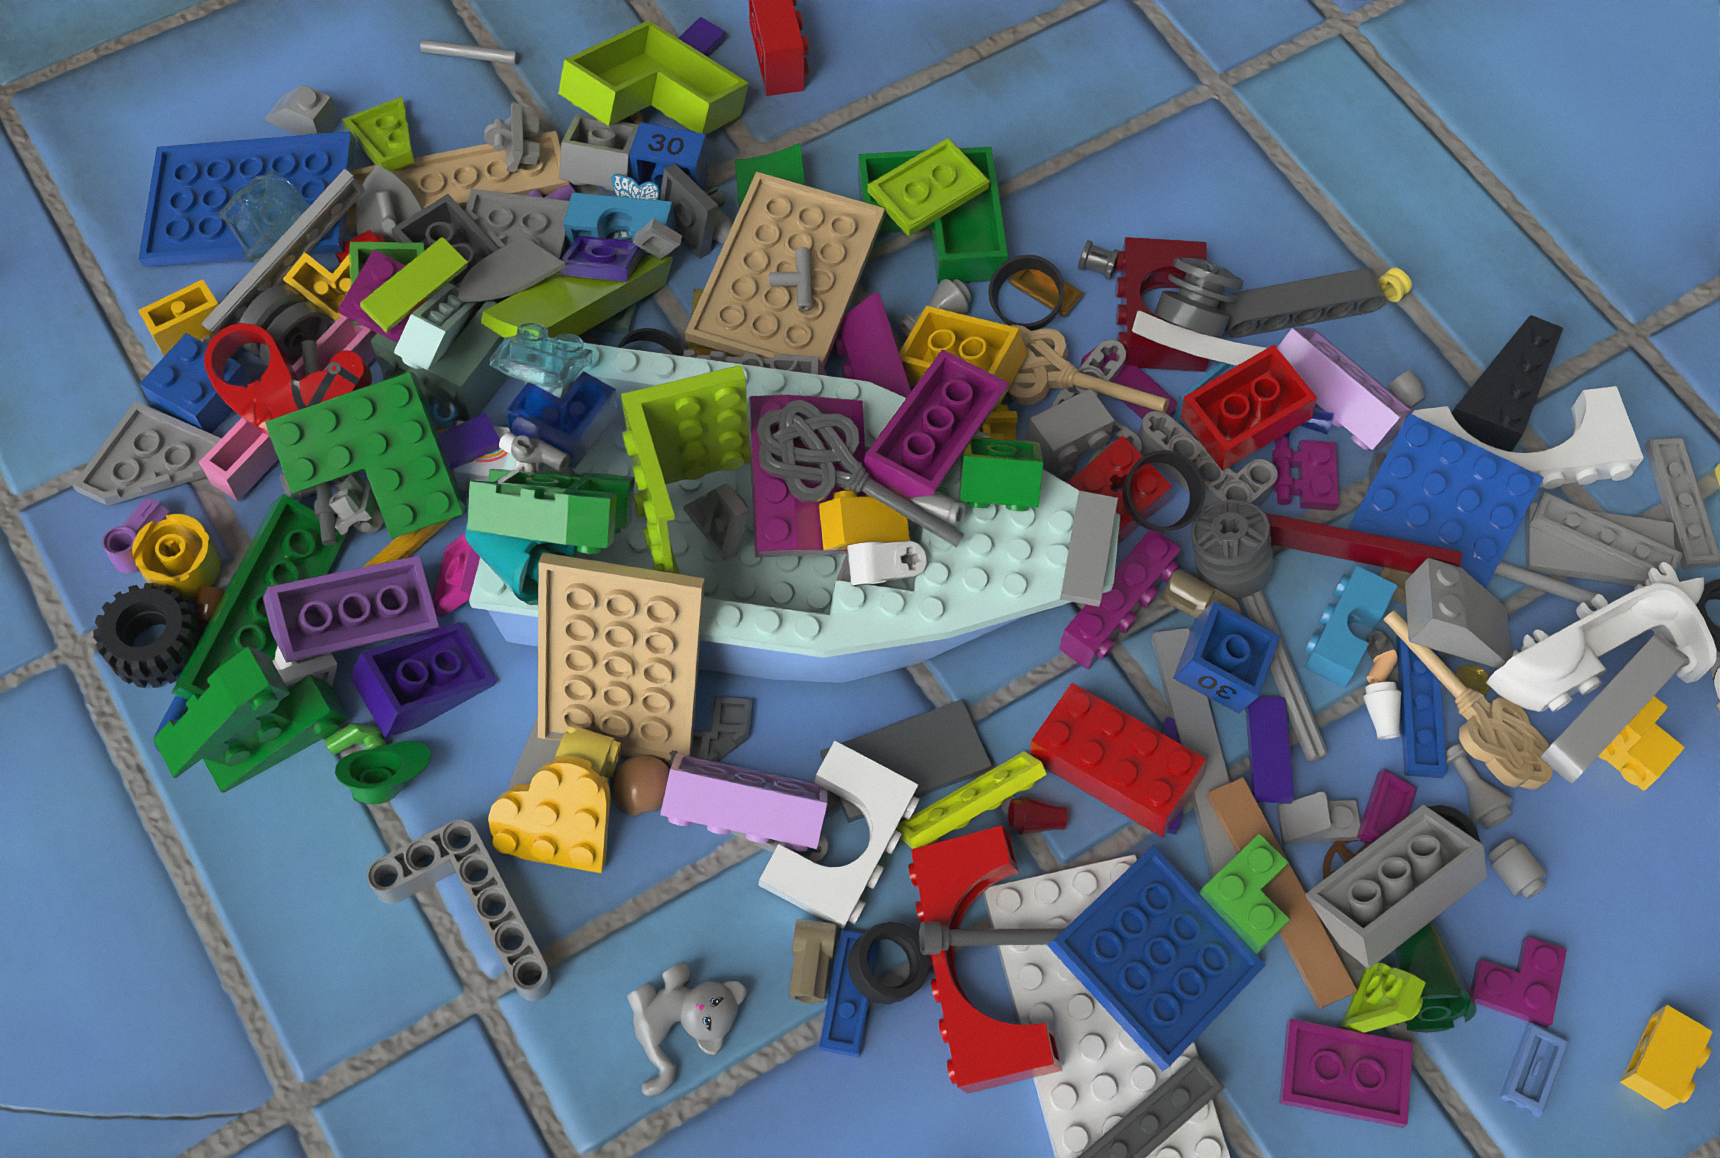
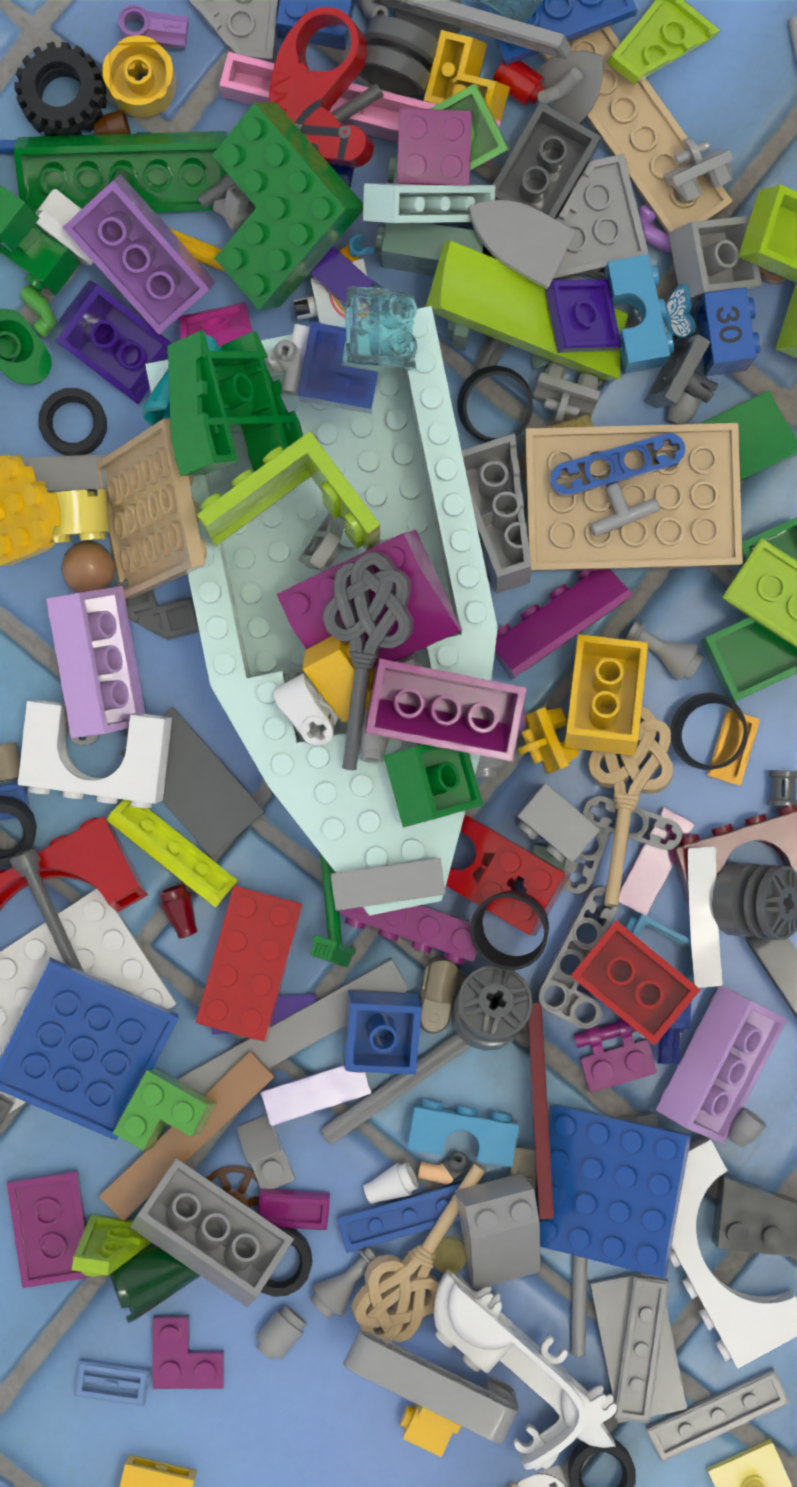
camera: 75 degrees right, 25 degrees up
(414, 284) = (448, 166): lime tile -> none
(476, 719) = (63, 397): none -> black tyre
(657, 239) = (620, 359): light grey tile -> none
(666, 308) = (565, 395): none -> light grey hips
(751, 268) = (618, 468): none -> blue beam
(1125, 673) = (331, 948): none -> green piece

